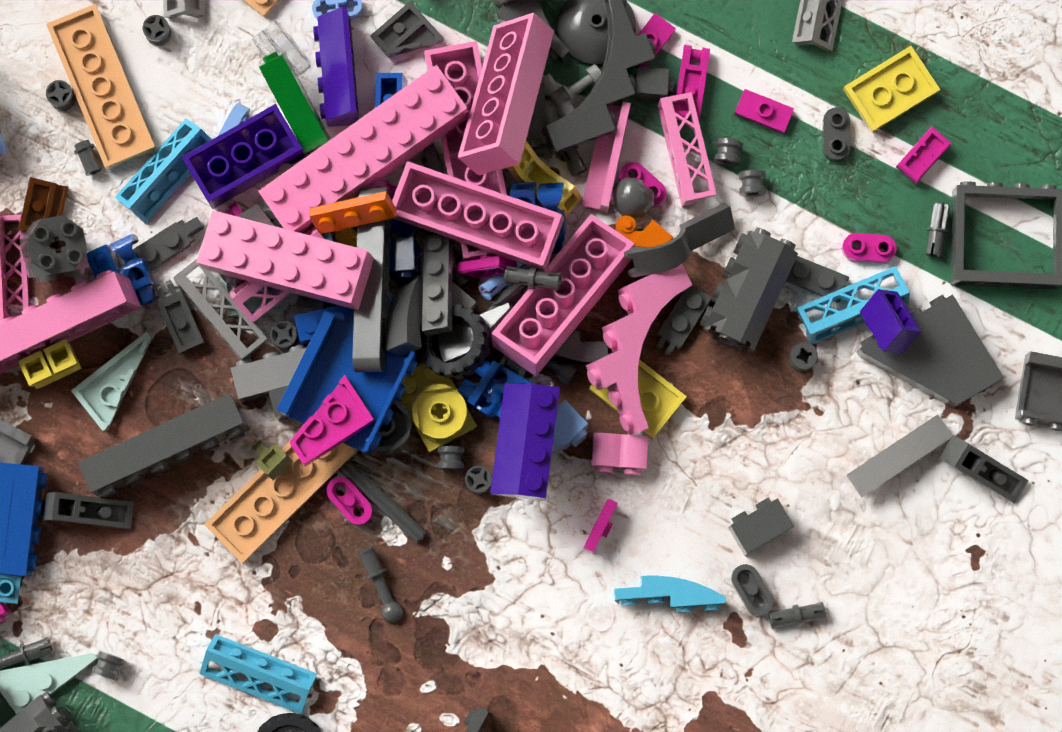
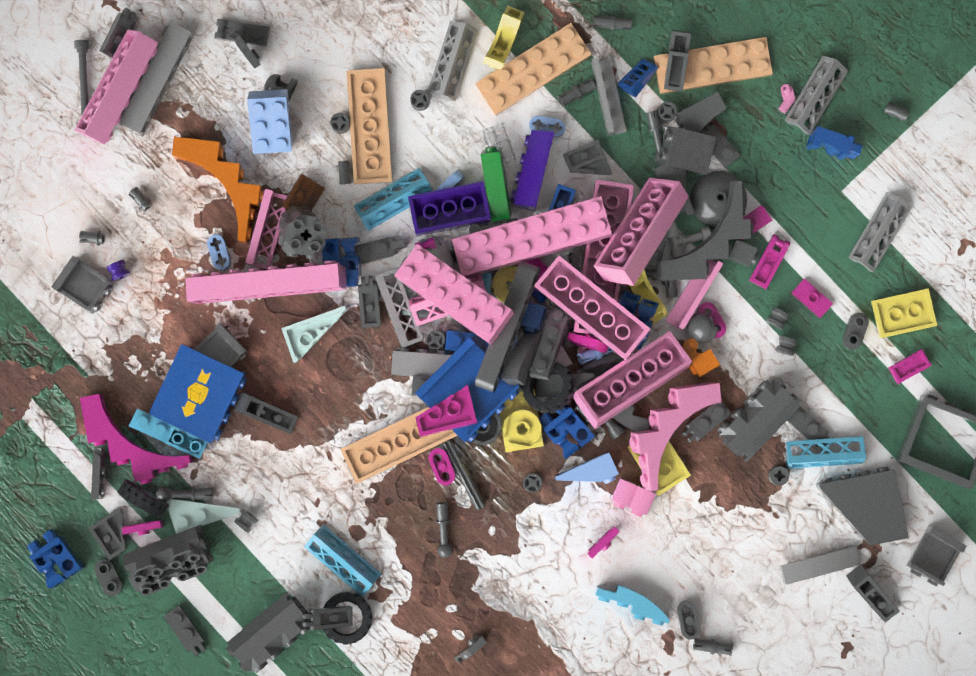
camera: 20 degrees right, 5 degrees up
(46, 368) = (273, 307): light yellow hips -> none
(164, 446) = (331, 388): dark grey brick -> none
(272, 460) = (400, 422): olive plate -> none
(353, 212) = (510, 278): orange plate -> none
(450, 458) = (518, 461): dark grey wheel -> none
(525, 441) = (572, 472): dark purple slope -> none
(533, 278) = (616, 363): dark grey pin -> none
(676, 151) = (742, 306): bright pink fence -> none
(692, 235) = (733, 368): dark grey piece -> none
(760, 526) = (709, 579): dark grey brick -> none
(869, 248) = (849, 417): dark pink plate -> none
(890, 321) = (845, 475): dark purple brick -> none
(937, 230) = (900, 421): dark grey axle -> none

